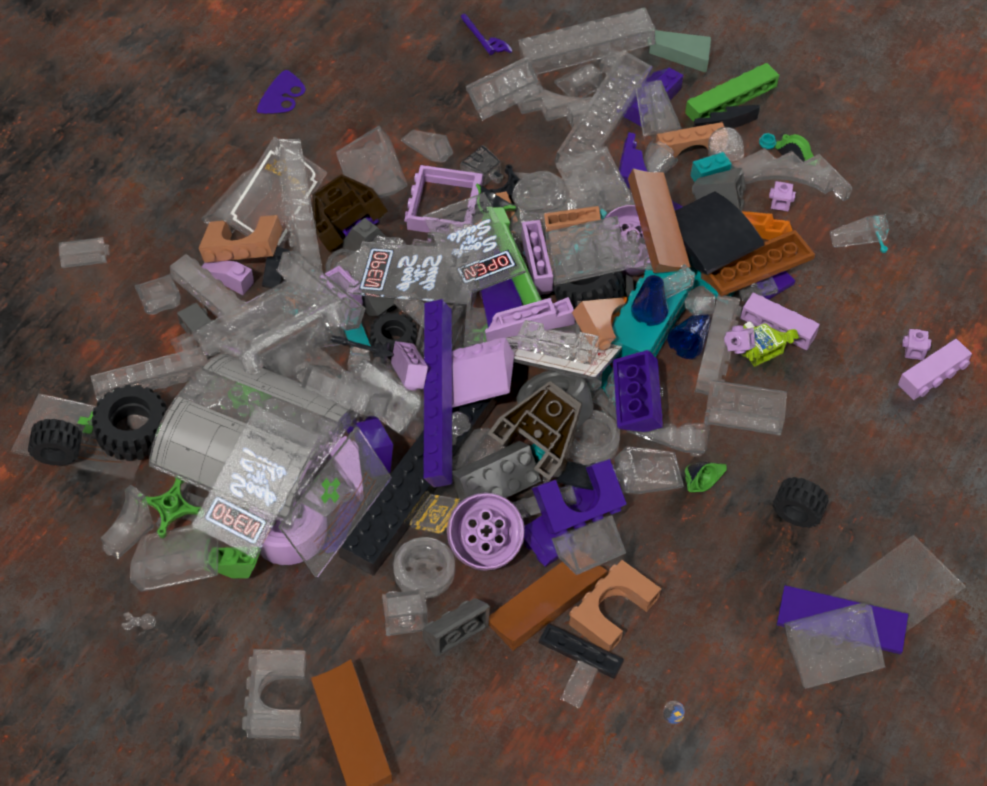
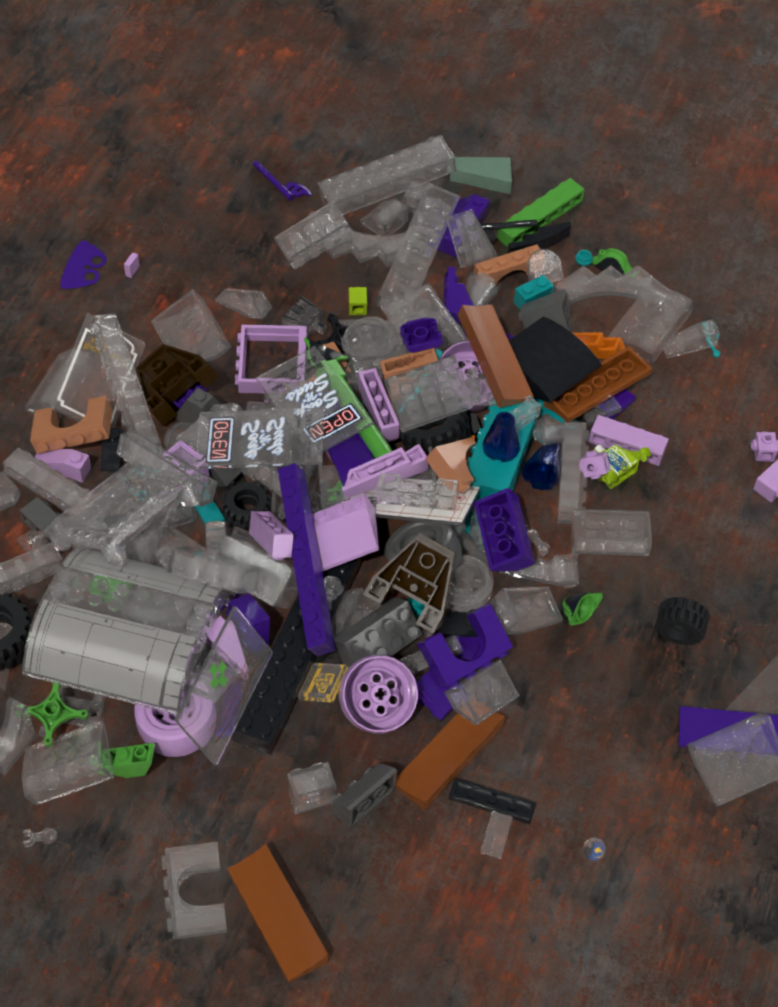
camera: 10 degrees left, 0 degrees up
(255, 481) = (140, 676): clear piece -> none
(327, 97) = (131, 265): none -> lavender tile
(381, 351) = (238, 523): black piece -> none
(432, 581) = (331, 751): clear wheel -> none
(537, 156) = (357, 300): none -> lime brick
(588, 193) = (421, 334): none -> dark purple slope
(620, 581) = (520, 725): nougat arch -> none
(667, 402) = (534, 538): none -> clear arm
(678, 100) = (489, 226): none -> black piece
(783, 192) = (610, 309): lavender brick -> none
(825, 209) = (653, 321): none -> clear slope

